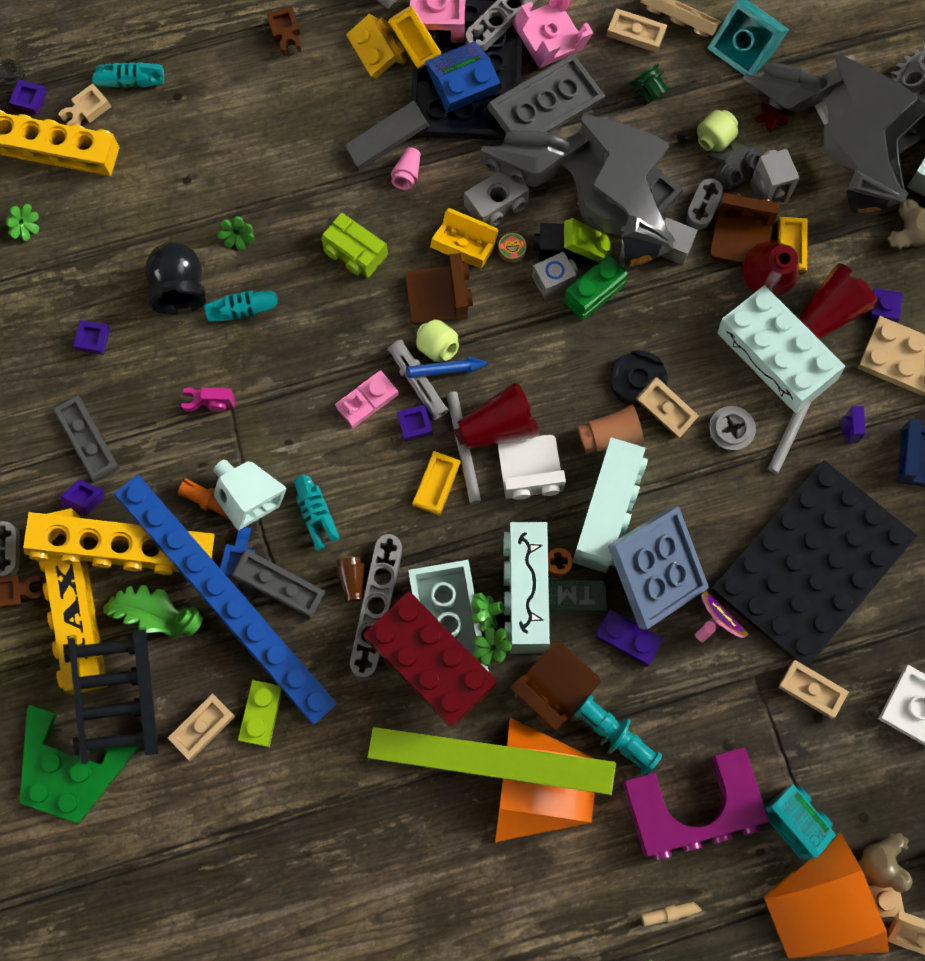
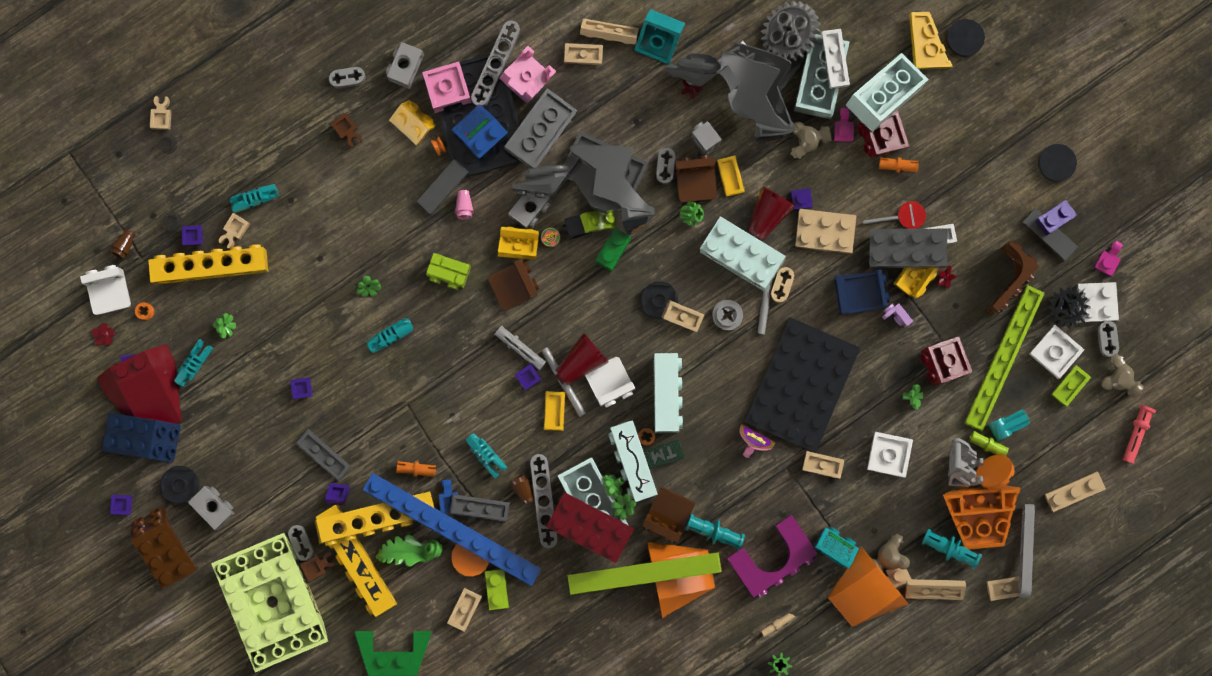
camera: 20 degrees left, 10 degrees up
(141, 706) = (425, 610): black fence -> none
(174, 279) = (341, 331): black tile -> none
(212, 398) = (396, 404): dark pink plate -> none
(232, 659) = (467, 562): none -> orange tile
(246, 492) = (439, 458): light aqua torso -> none
(367, 399) = (491, 370): bright pink plate -> none
(400, 85) = (438, 146): none -> orange bush
(414, 36) = (439, 115): yellow tile -> none
(437, 341) = (524, 318): yellowish green head -> none
(468, 365) = (548, 327): blue piece -> none
(554, 275) = (584, 248): light grey brick -> none
(619, 425) = (653, 343): nougat plant -> none
(628, 638) = (703, 469): dark purple plate -> none
(650, 84) = (604, 92): dark green piece -> none
(658, 567) = (708, 423): sand blue plate -> none
(684, 239) = (655, 199): light grey brick -> none
(717, 130) = (659, 113): yellowish green head -> none
(722, 274) = (691, 213): none -> bright green gear
(736, 165) = (679, 132): dark grey bracket -> none
(771, 265) = (716, 195): dark red cone -> none
(819, 409) = (786, 287): none -> tan beam
(854, 424) = (802, 288): dark purple plate -> none

